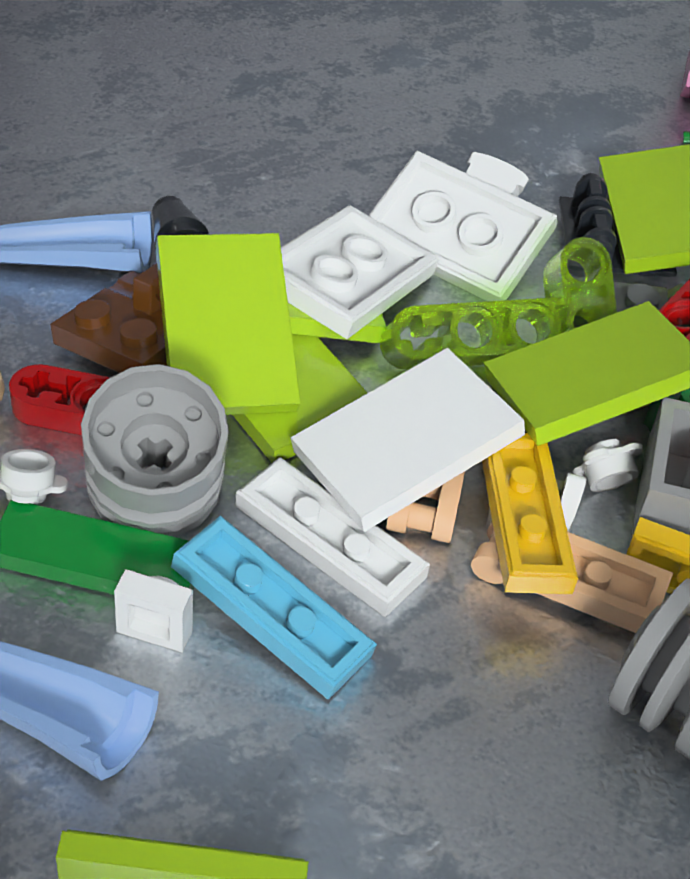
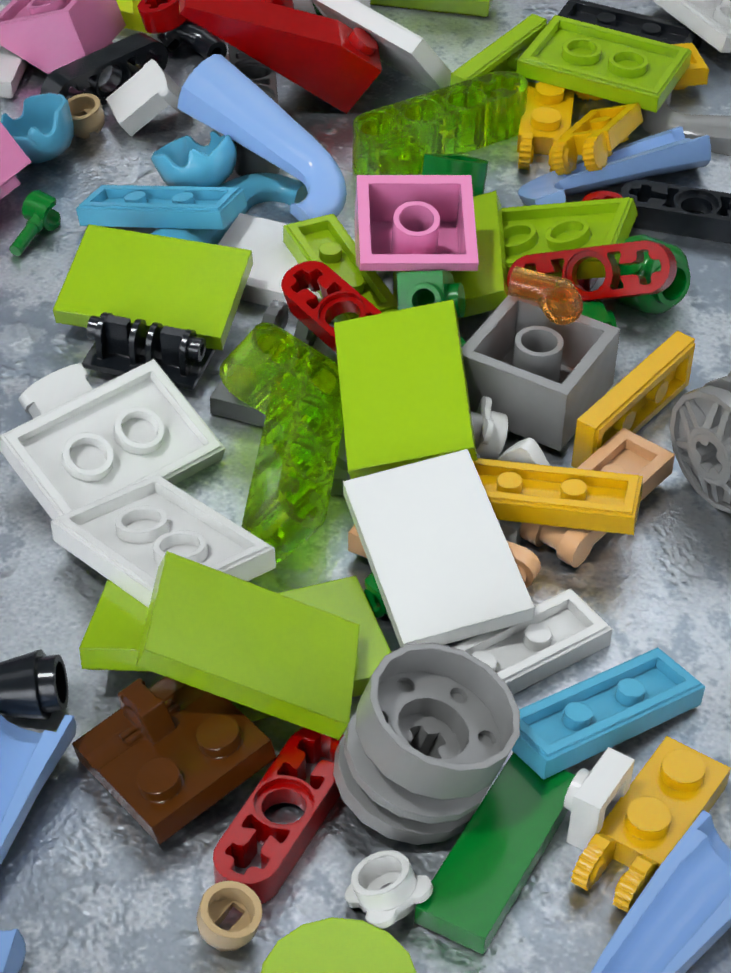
camera: 70 degrees left, 5 degrees down
(191, 676) = (652, 818): none -> yellow hinge

